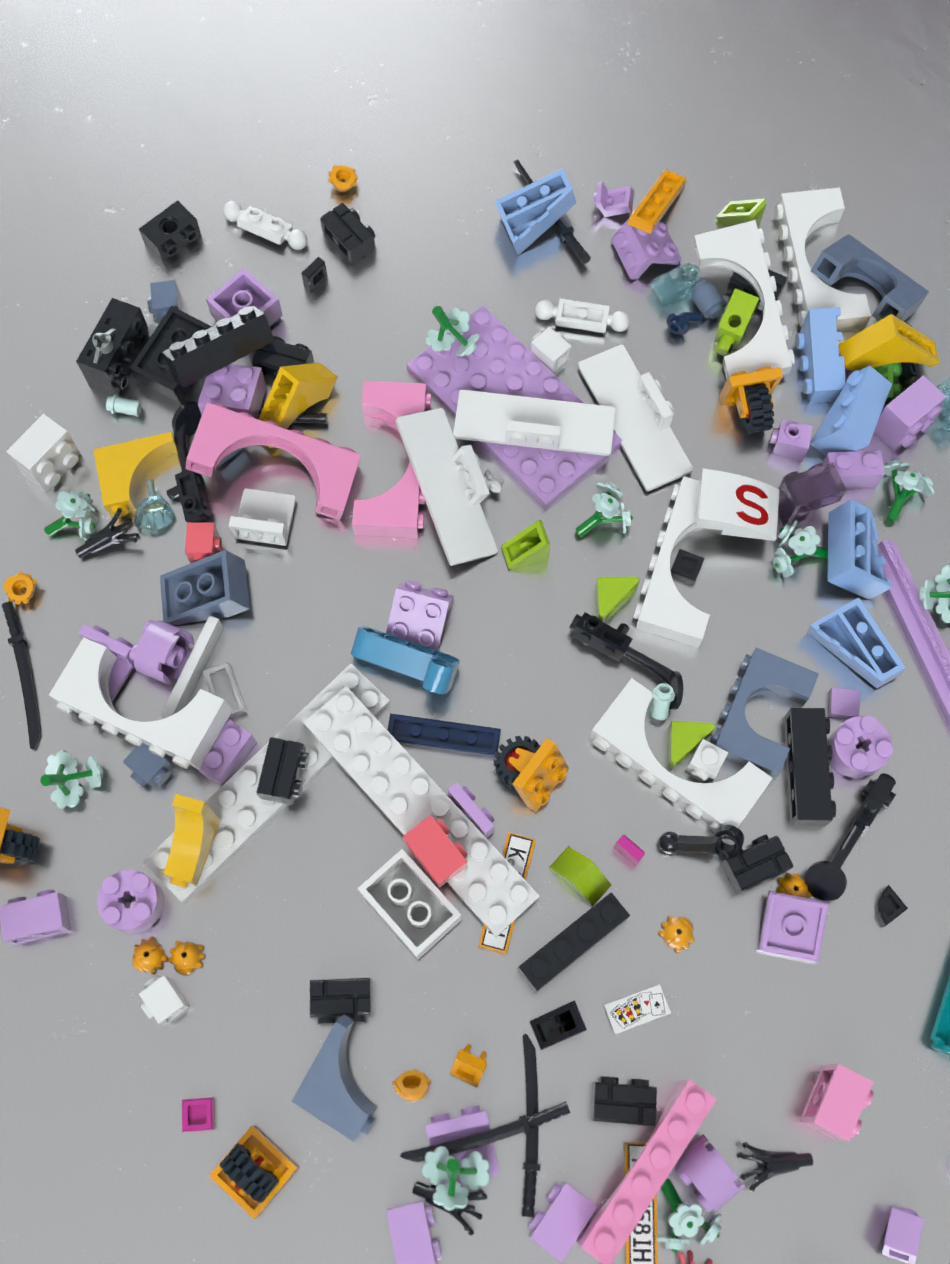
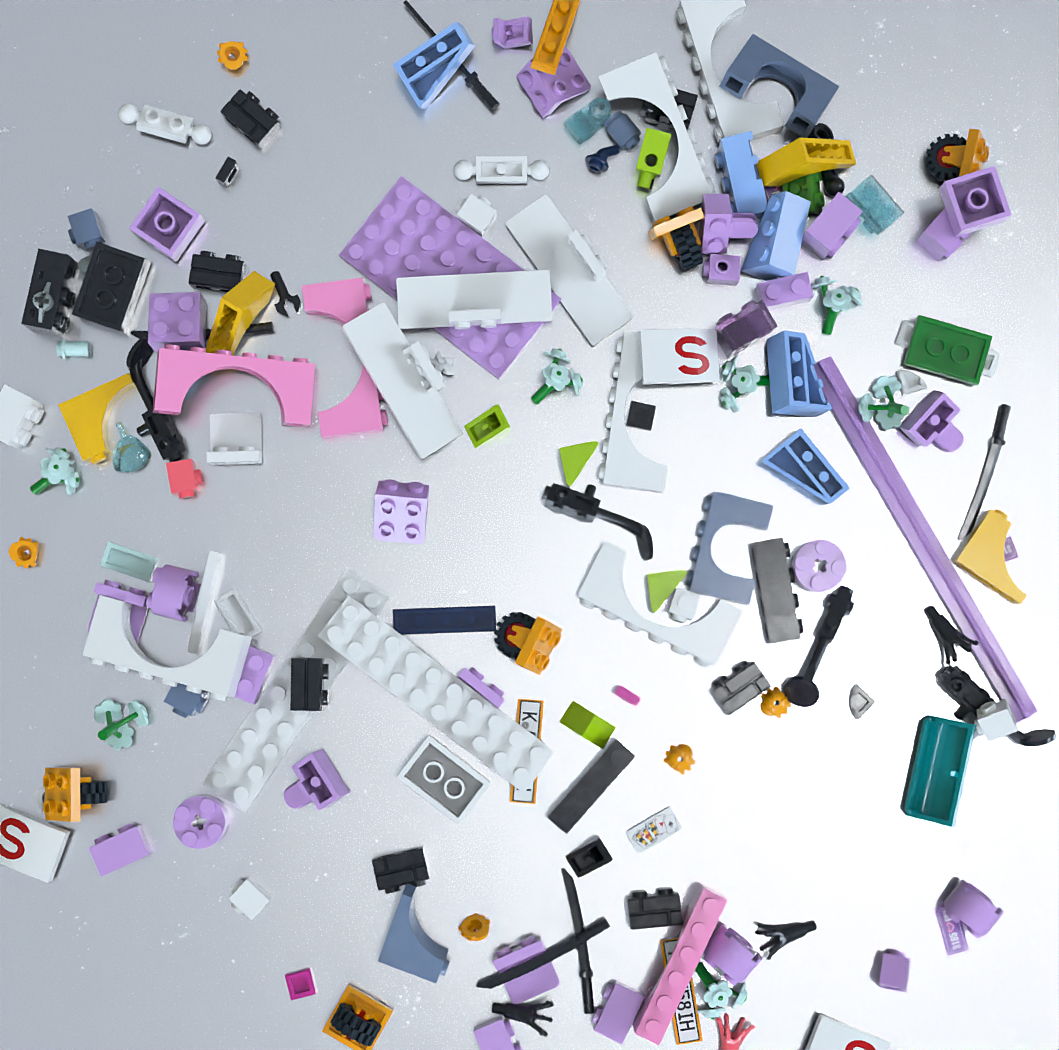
camera: 10 degrees left, 15 degrees up
(18, 643) = (36, 604): black sword -> none
(107, 536) = (92, 487): black piece -> none
(123, 616) = (128, 562): none -> light aqua tile
(155, 958) = (233, 859): light orange animal -> none
(170, 231) = (57, 153): black brick -> none
(186, 965) = (266, 857): light orange animal -> none
(191, 841) = (243, 765): yellow arch -> none
(205, 589) = (197, 523): sand blue slope -> none
(218, 346) = (155, 281): black brick -> none
(267, 882) = (316, 783): none -> lavender brick
(345, 394) = (284, 295): none -> black bar
(406, 657) = (398, 556): dark azure beam -> none
(435, 850) = (458, 733): coral brick -> none
(443, 1167) = (512, 989): light aqua plant -> none
(454, 323) = (372, 219): light aqua plant -> none
(469, 1067) = (520, 905): light orange tile -> none
(663, 696) = (636, 552): light aqua pin -> none
(672, 842) = (710, 673): black piece -> none
(742, 211) = (643, 27): lime slope -> none
(793, 926) = (778, 735): lavender tile -> none
(798, 392) = (722, 224): none -> lavender brick
(838, 1102) = (830, 879): bright pink brick -> none
(844, 703) = (801, 524): lavender tile -> none

